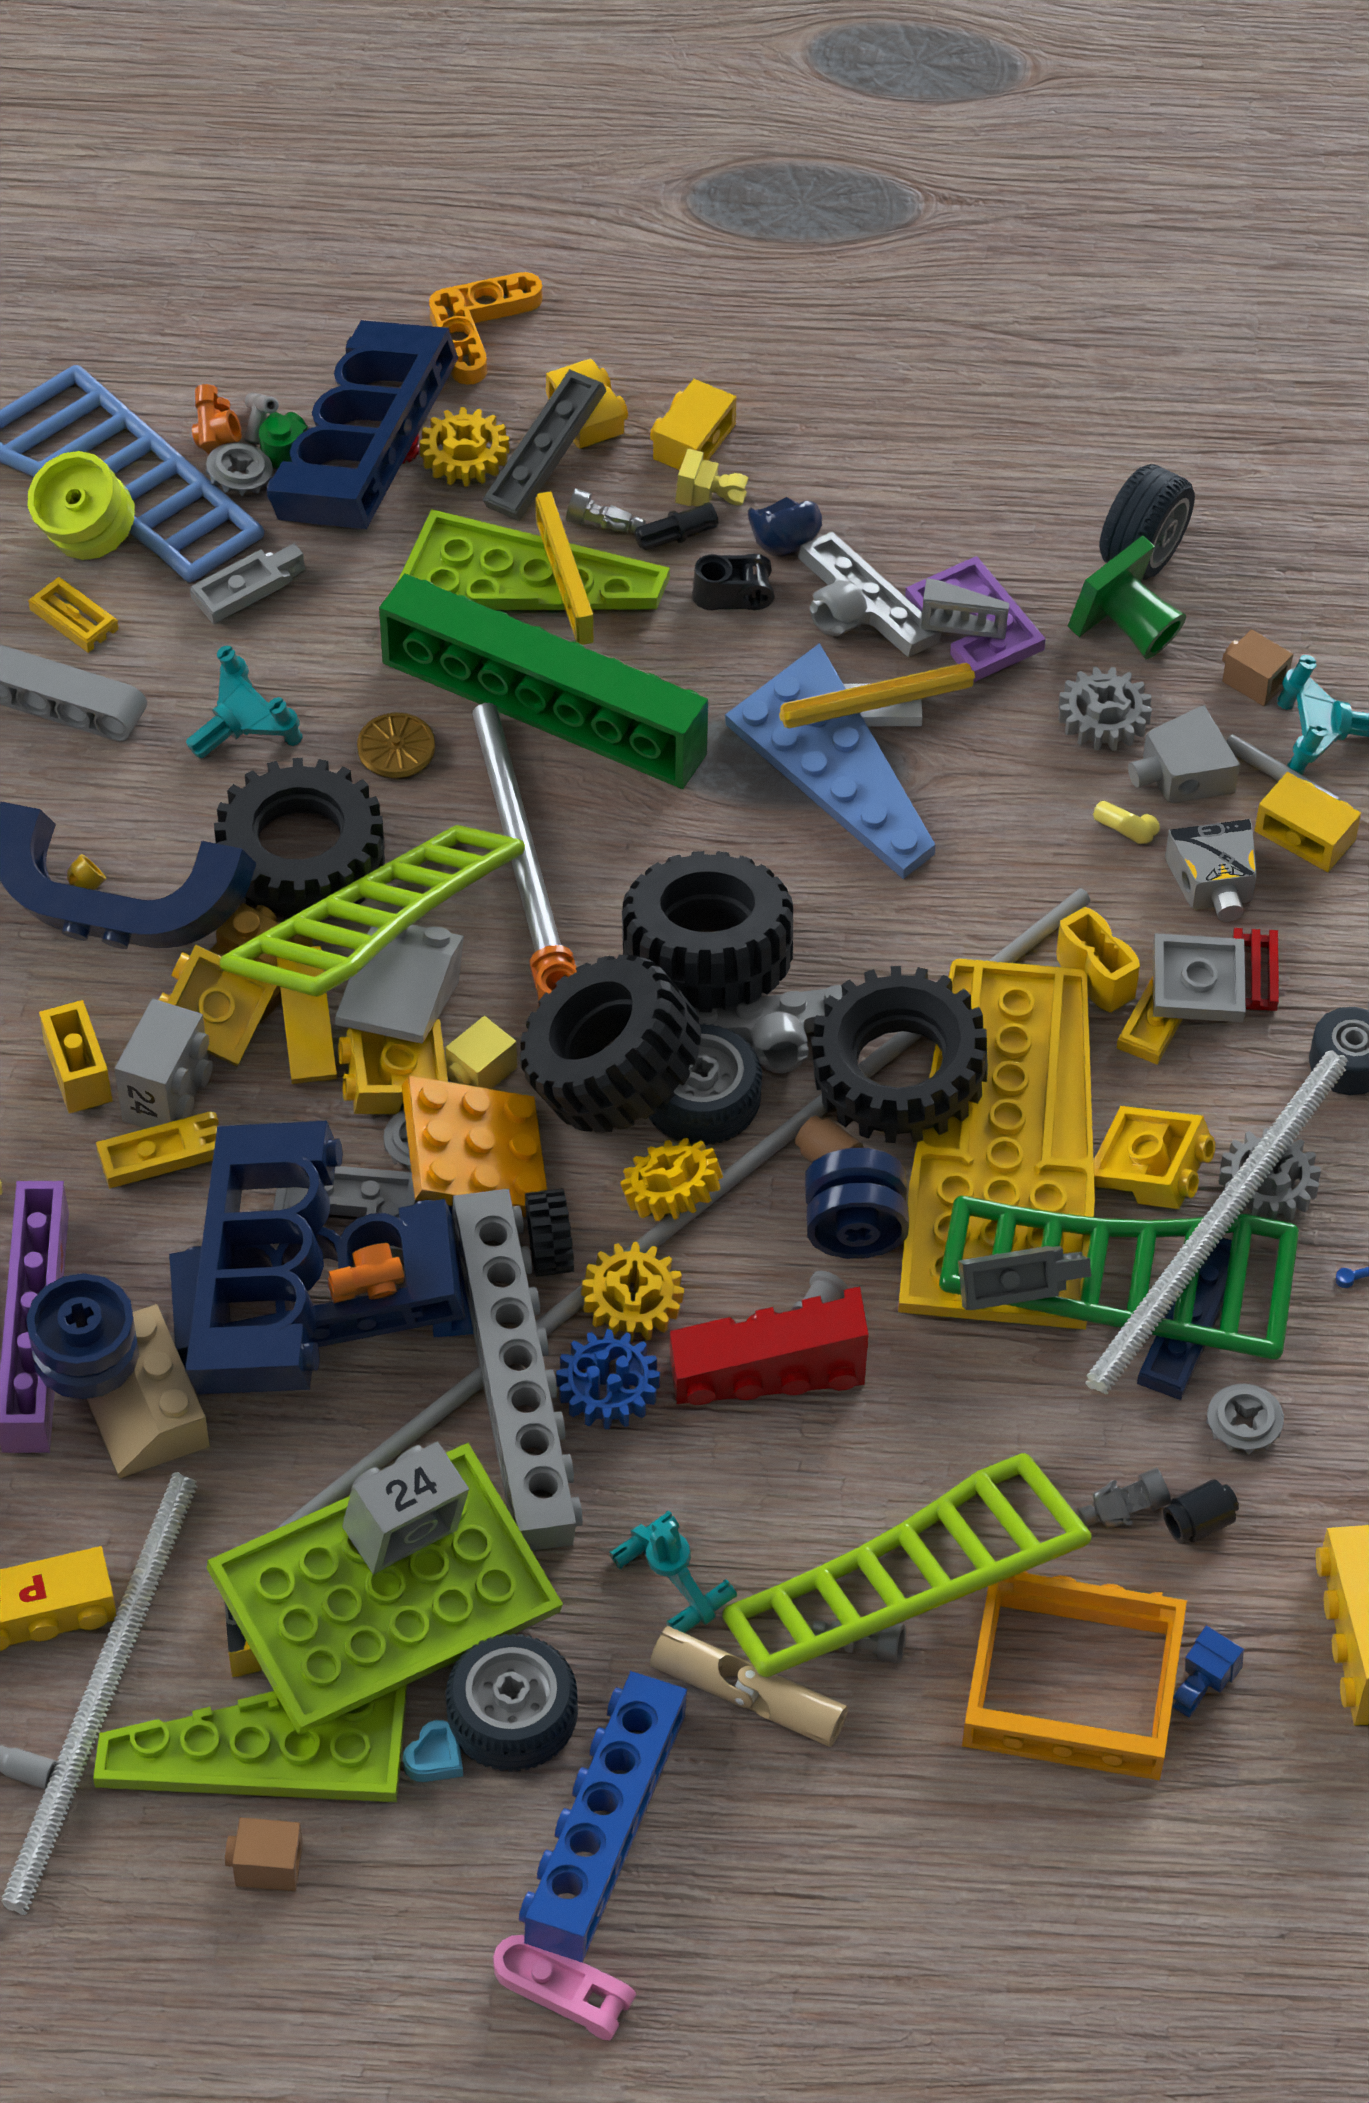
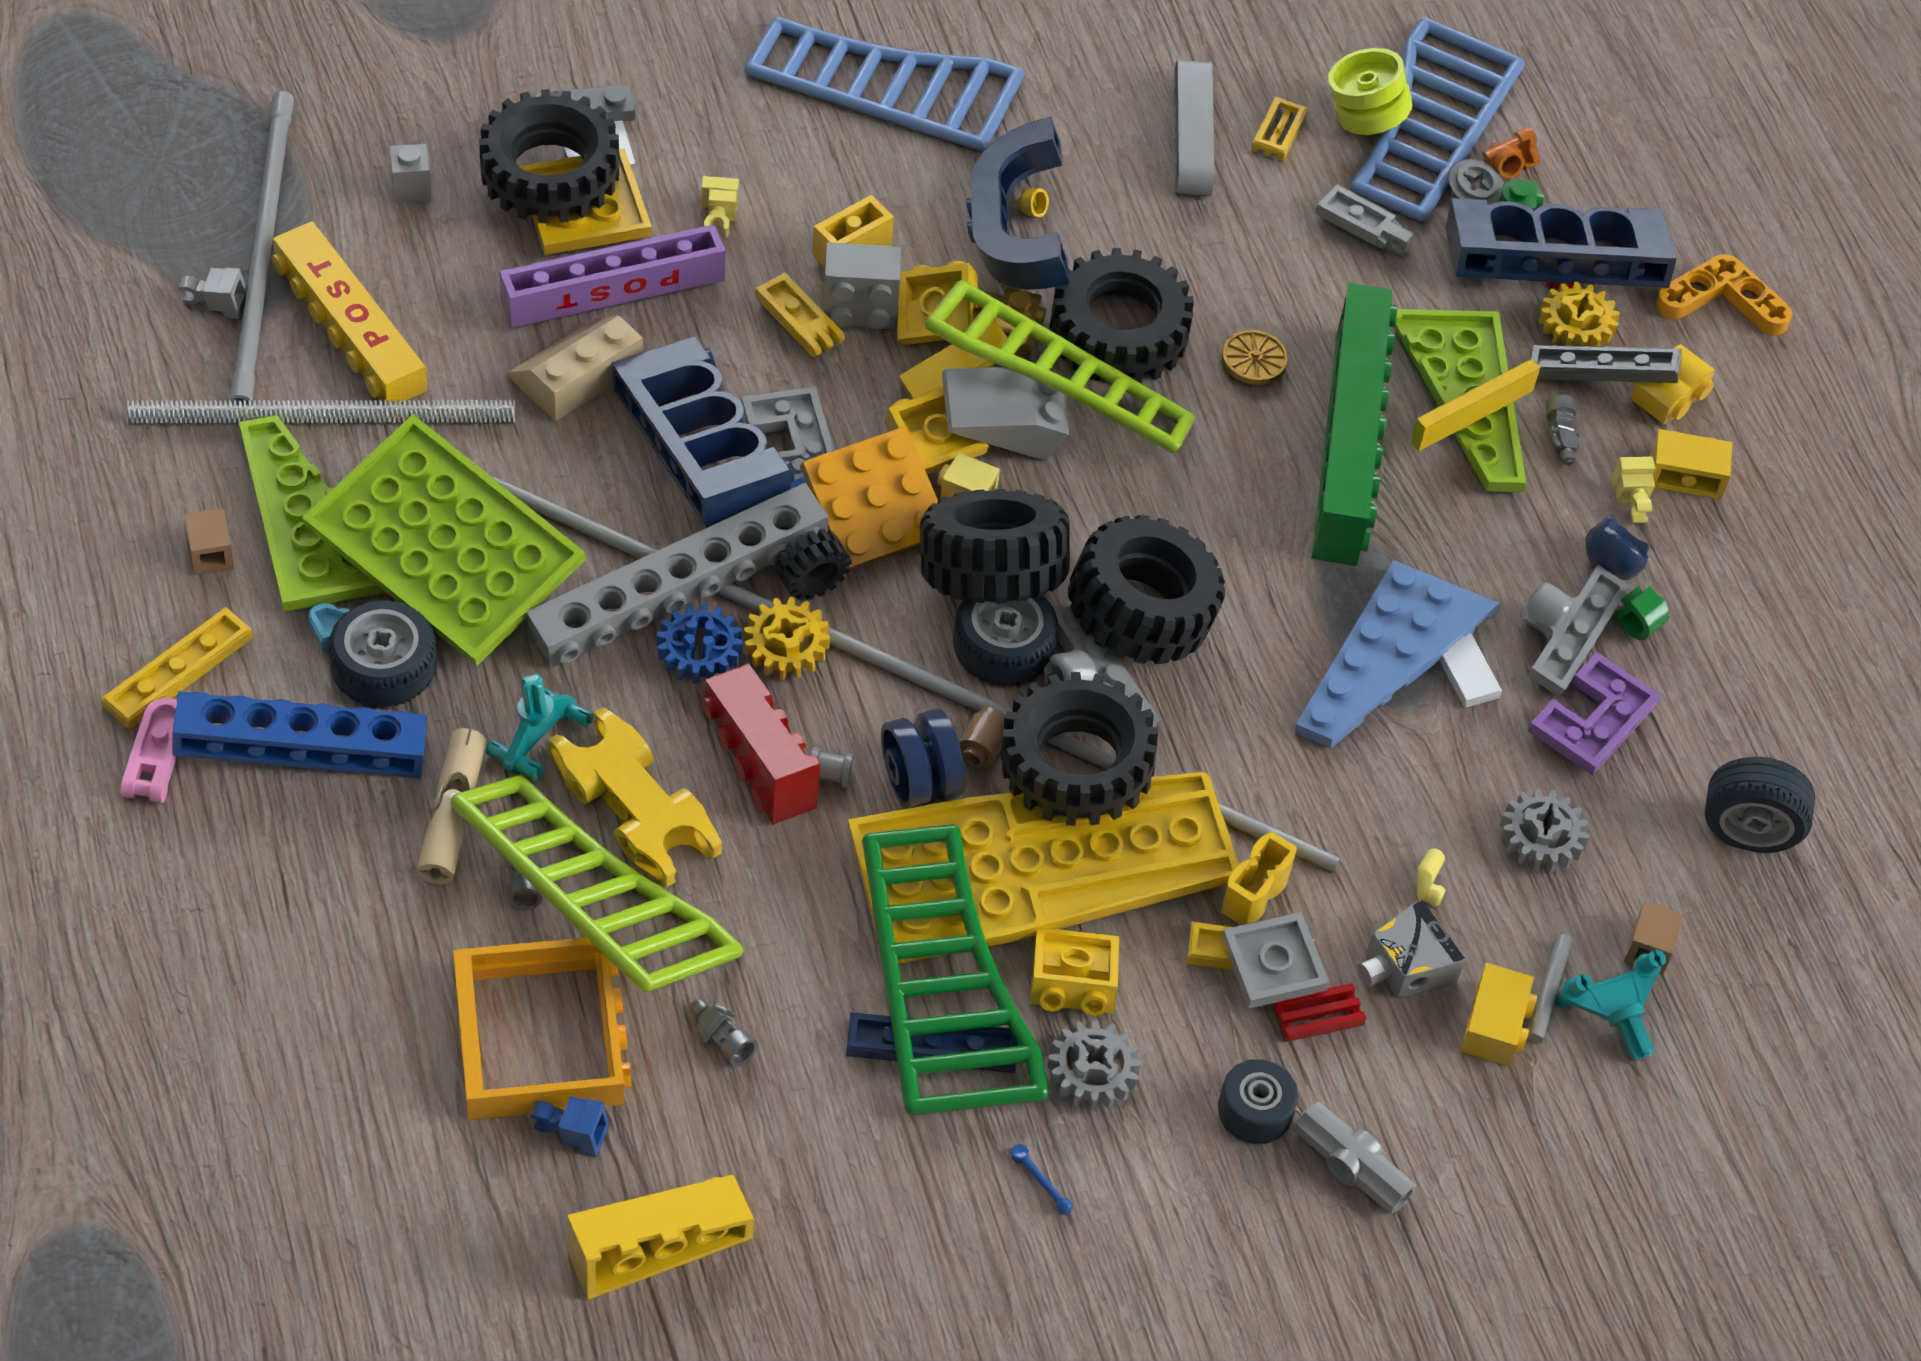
camera: 65 degrees right, 0 degrees up
(82, 1336) = (578, 288): dark blue wheel -> none
(242, 710) = (1232, 246): teal axle -> none
(259, 406) = (1540, 174): light grey piece -> none
(278, 1353) = (616, 413): dark blue fence -> none
(373, 1273) = (696, 441): orange plate -> none
(404, 1506) = (489, 509): light grey brick -> none
(439, 1938) = (177, 667): none -> yellow tile
(550, 958) = (1085, 506): flat silver piece -> none
(671, 1179) = (902, 635): yellow gear -> none
(676, 526) = (1578, 481): black axle -> none
(729, 582) = (1538, 530): black piece -> none
(768, 1509) = (649, 815): none -> yellow piece
(868, 534) = (1642, 613): none -> green plate
(876, 695) = (1461, 654): yellow axle -> none
(949, 608) = (1578, 685): light grey slope -> none
(1019, 1276) = (885, 880): dark grey hinge -> none
(1120, 594) = (1667, 805): green plant -> none
(1187, 759) = (1520, 904): light grey torso -> none
(1201, 1511) = (727, 1085): black brick -> none
(1216, 1222) = (1022, 1025): white axle -> none
(1248, 1401) = (837, 1086): light grey gear -> none

